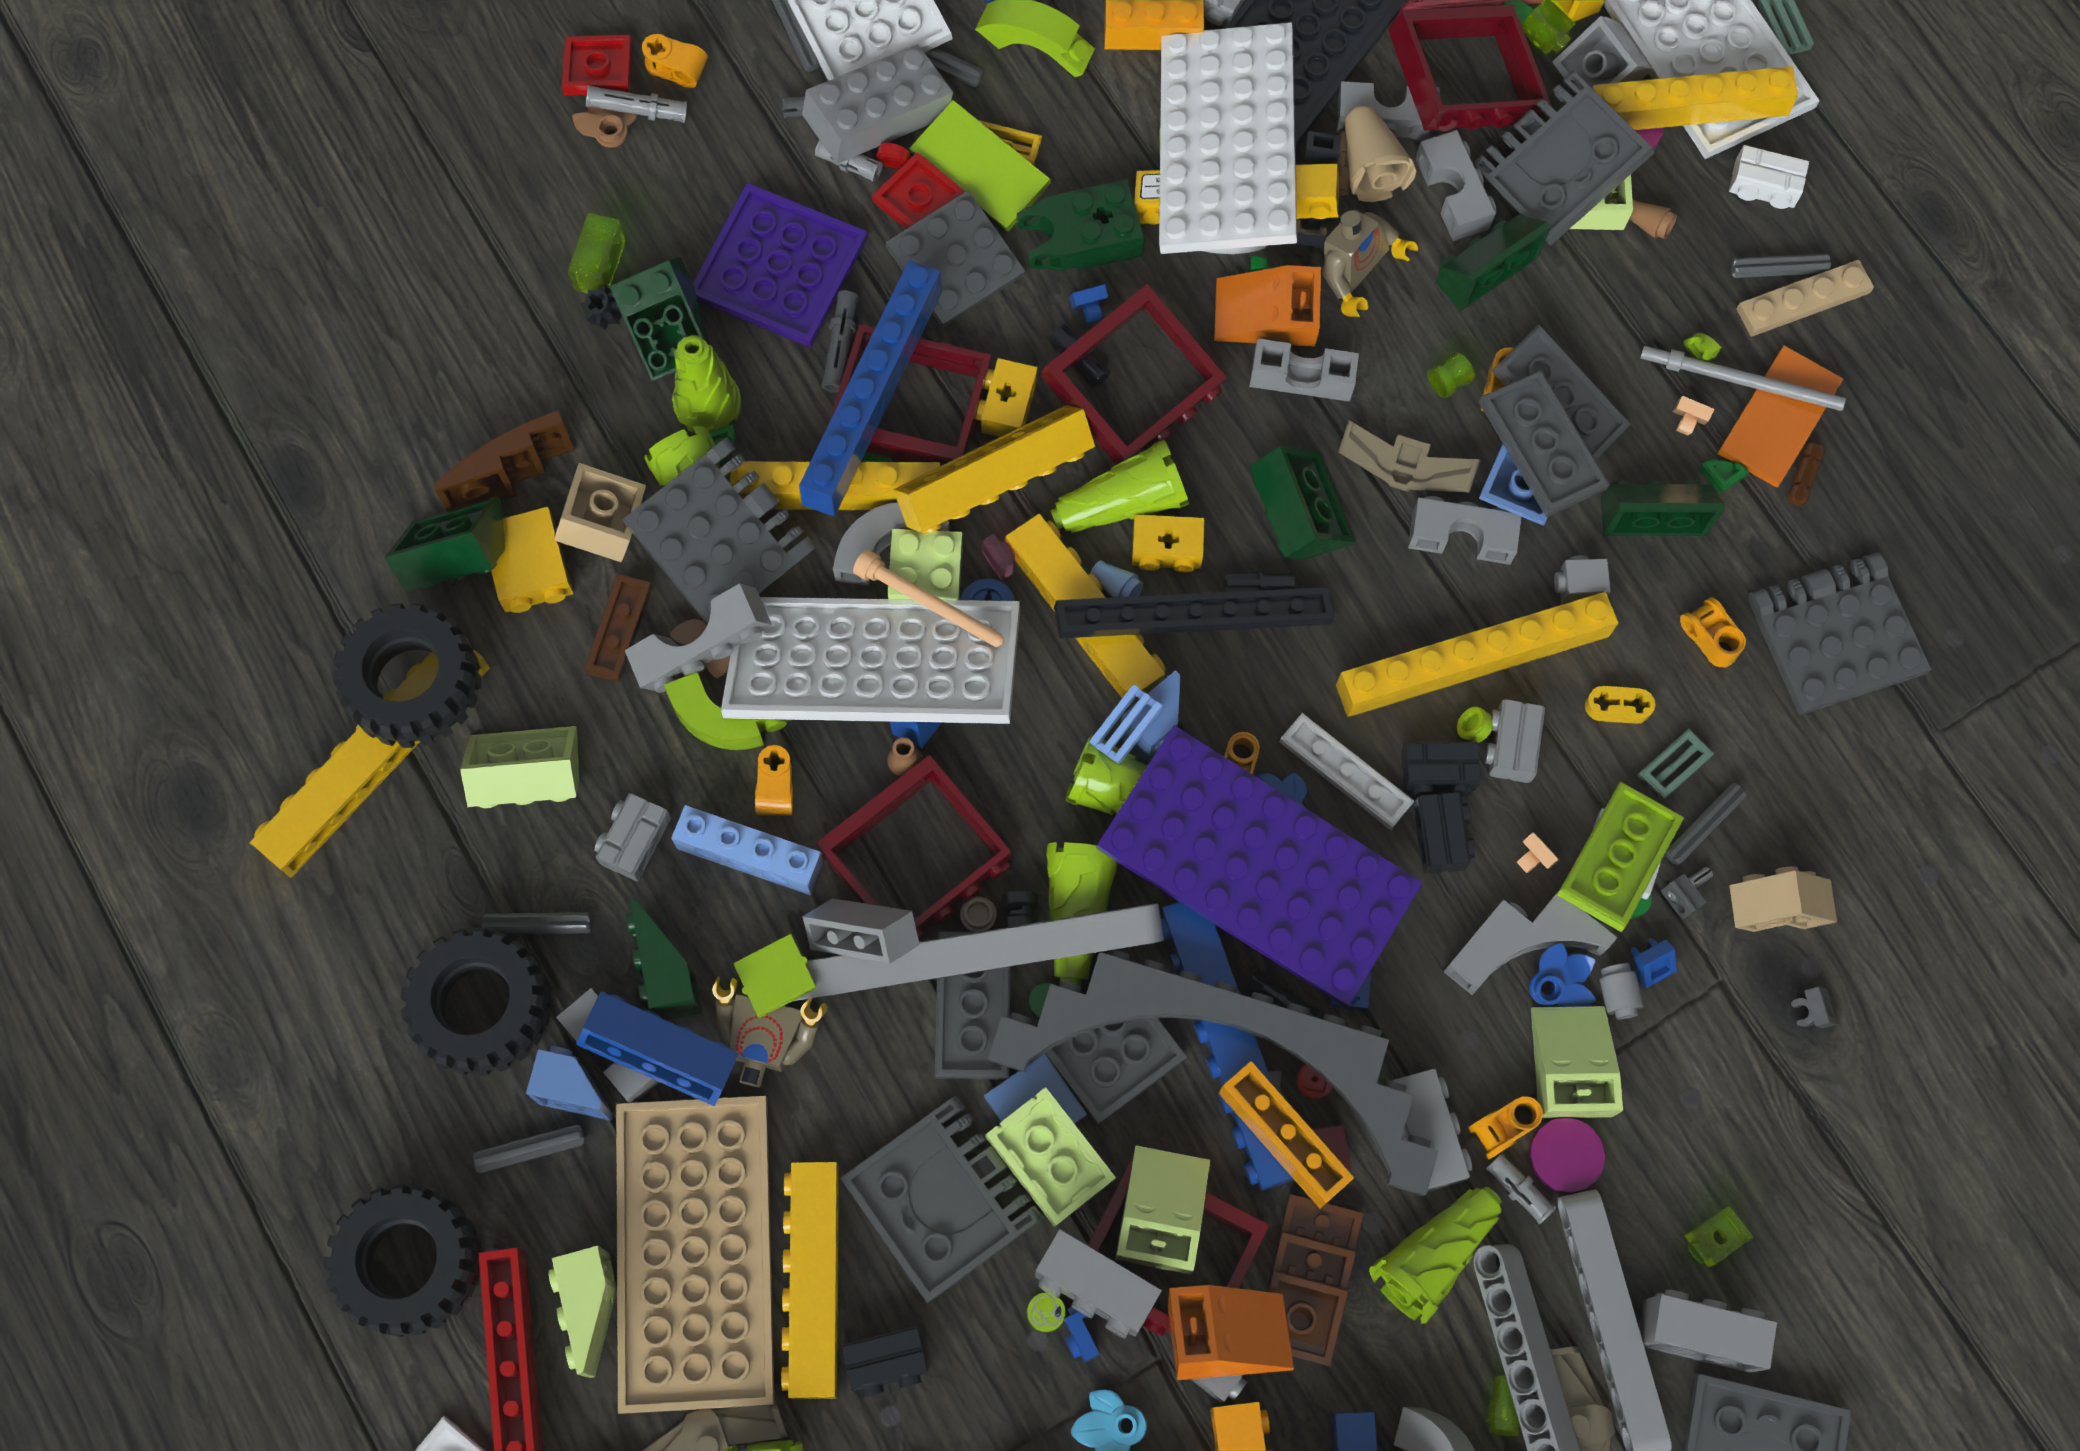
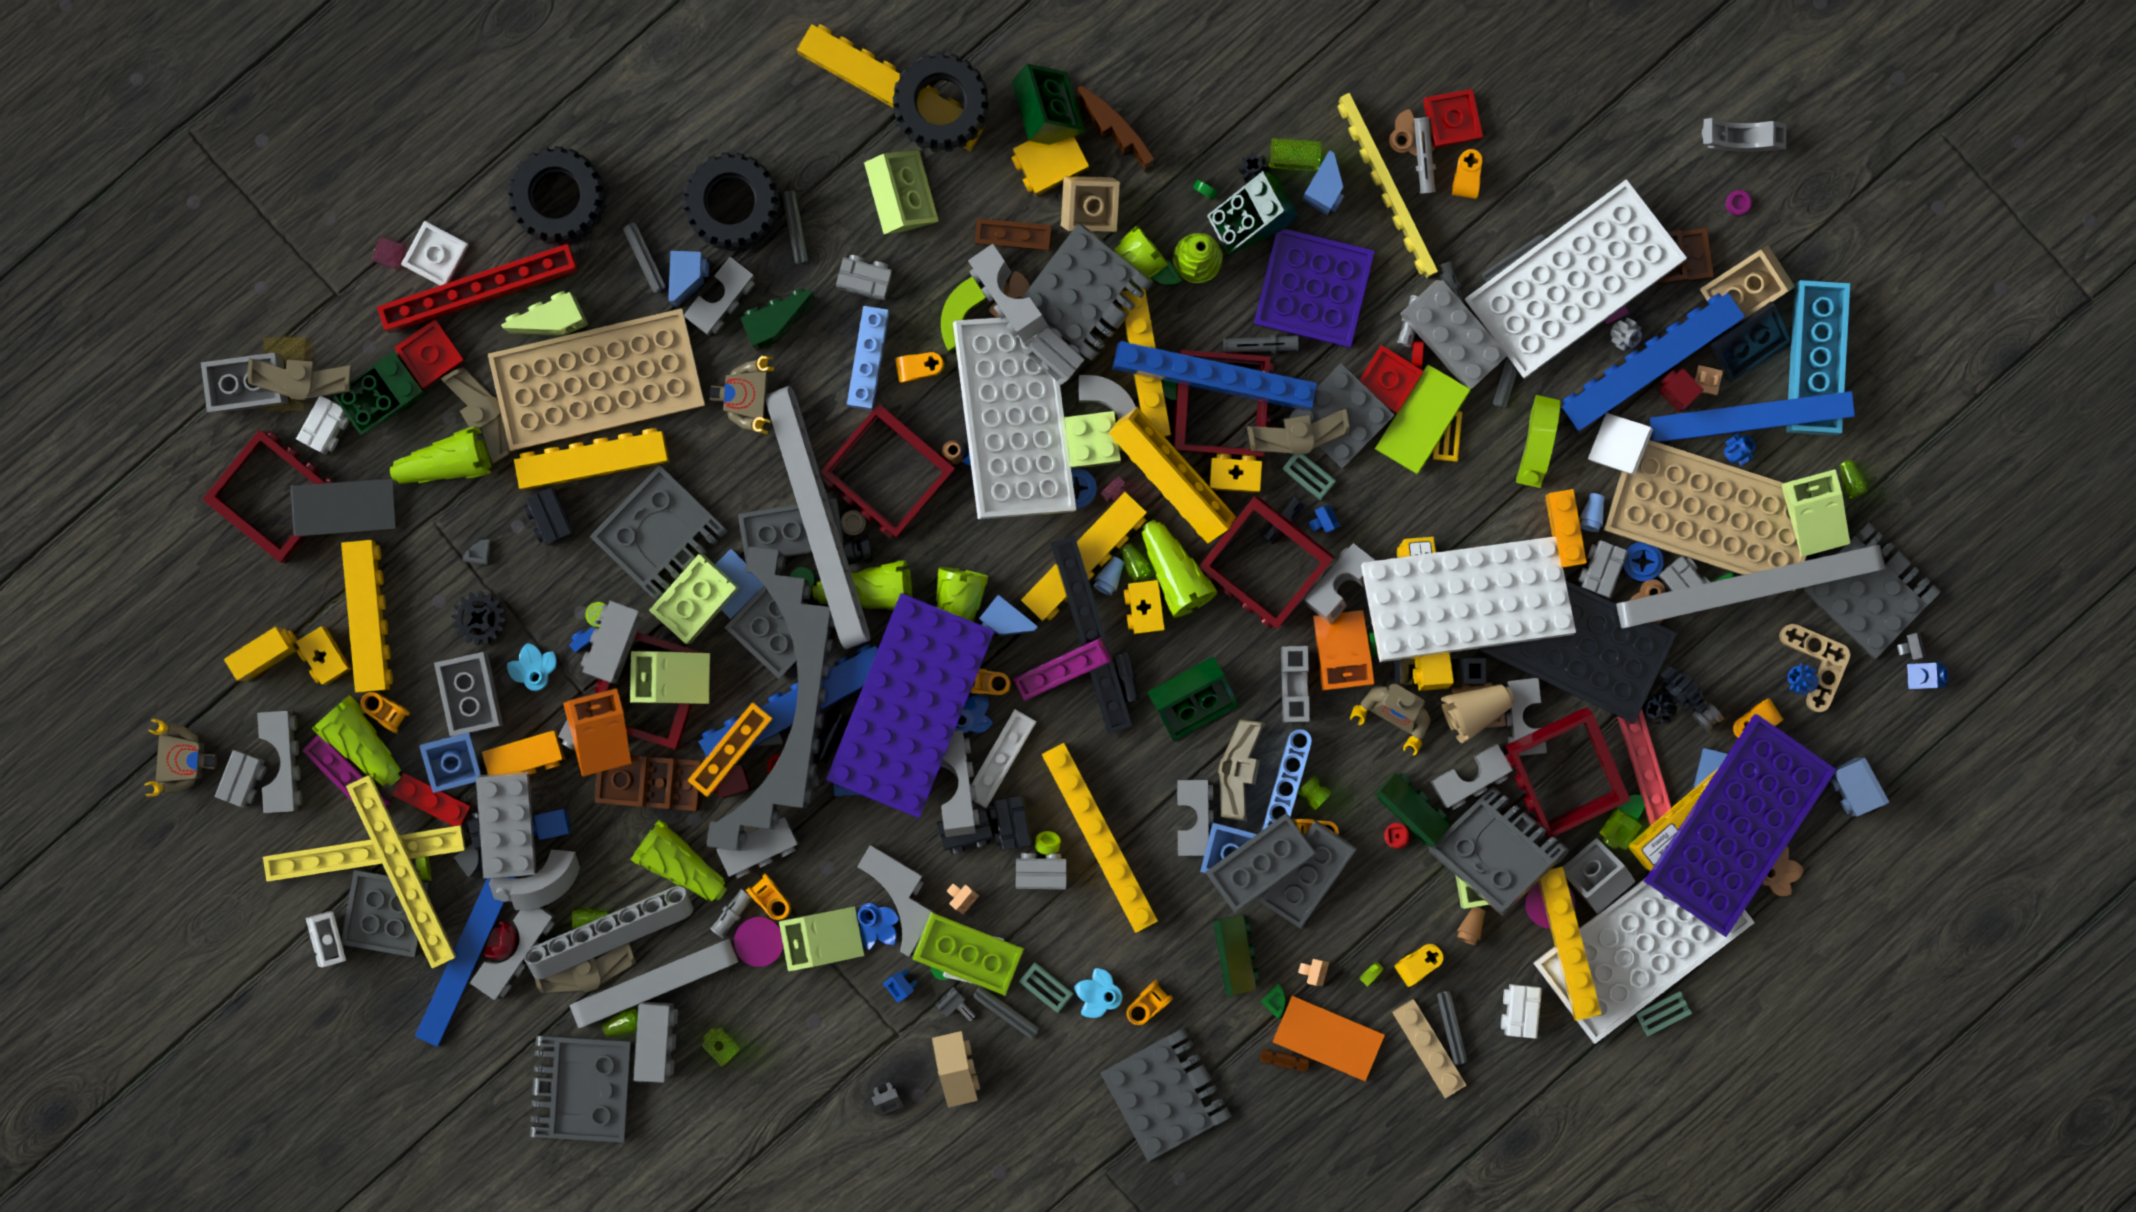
camera: 80 degrees right, 15 degrees up
(616, 373) = (1205, 189): none -> green tile
(648, 219) = (1326, 187): none -> medium blue slope
(657, 1048) = (717, 328): blue brick -> none
(665, 154) = (1391, 195): none -> light yellow plate
(775, 976) = (781, 395): lime piece -> none
(799, 593) = (1054, 354): none -> light grey brick
(861, 930) = (820, 446): light grey brick -> none
(871, 567) = (1080, 403): light nougat piece -> none
(971, 303) = (1299, 434): none -> dark tan plate
(1005, 332) = (1325, 488): none -> sand green tile
(1085, 228) = (1383, 496): dark green brick -> none
(1104, 546) = (1135, 563): none -> clear neon green cone
(1107, 748) = (972, 589): light blue tile -> none
(1197, 311) = (1323, 596): none -> light grey arch
(1236, 659) = (1062, 669): none -> magenta tile
(1422, 408) = (1284, 775): none -> light blue beam
(1424, 824) = (958, 812): none -> light grey arch
(1521, 286) = (1397, 836): none -> red tile
(1581, 578) = (1170, 905): light grey brick -> none
(1619, 696) = (1076, 944): yellow beam -> none
(1621, 991) = (875, 965): light grey brick -> none
(1669, 1382) = (622, 1023): none -> clear neon green cone
(1676, 360) = (1358, 957): light grey bar -> none
(1688, 699) = (1095, 993): none -> medium azure plate
(1696, 287) = (1414, 967): none -> yellow piece

